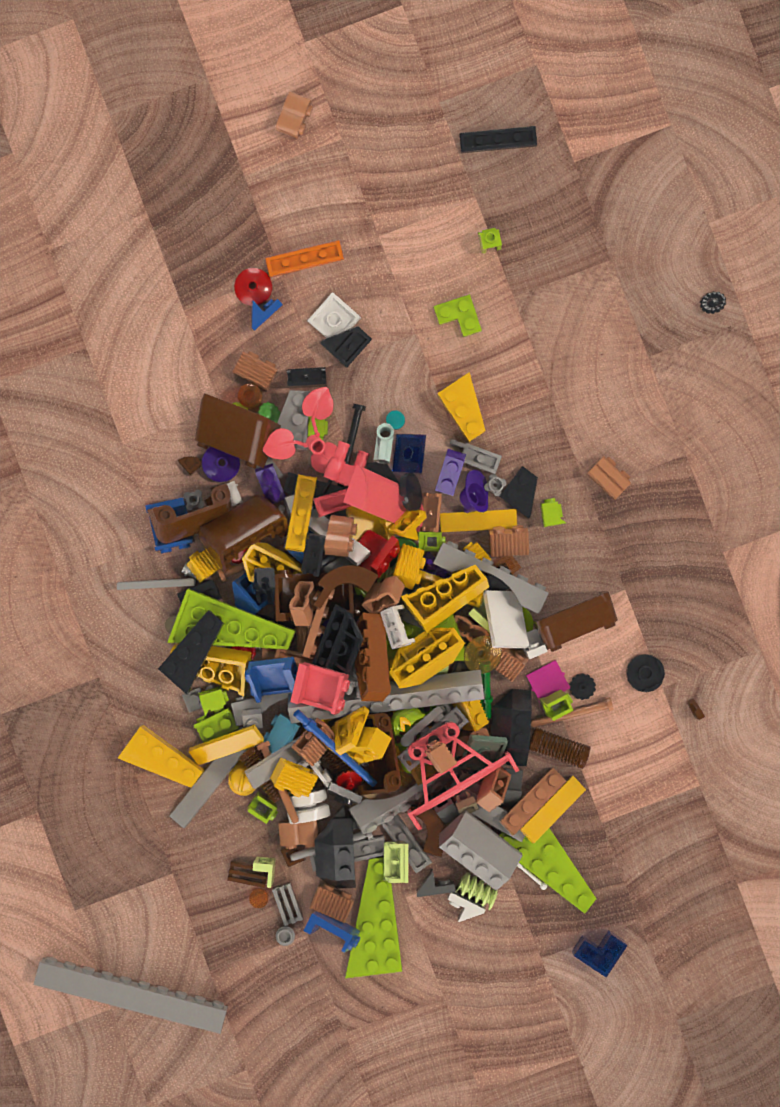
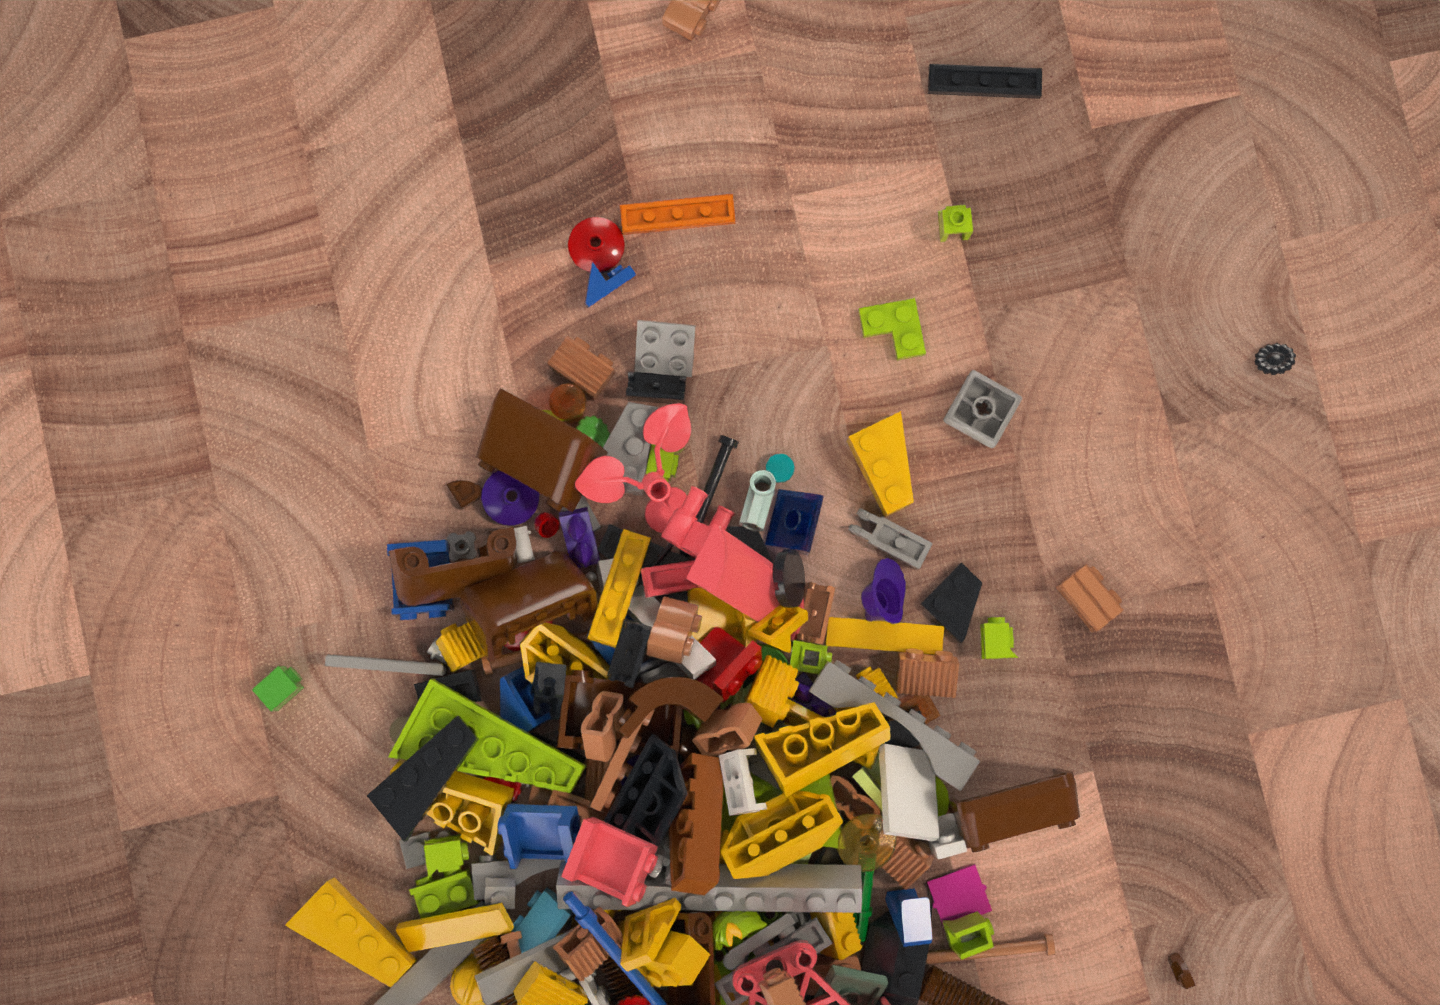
camera: 10 degrees right, 5 degrees down
(89, 608) = (278, 687): none -> bright green brick
(247, 478) = (546, 525): none -> red hinge
(308, 351) = (664, 348): none -> light grey hinge
(333, 317) = (710, 307): white tile -> none
(346, 345) = (724, 347): black wing -> none
(450, 472) = (852, 557): brick -> none
(490, 485) = (924, 582): light grey plate -> none
(512, 368) = (1000, 404): none -> light grey brick
(517, 698) = (910, 916): none -> slope
(582, 686) = (1011, 911): black piece -> none
(645, 673) = (1109, 903): black tile -> none

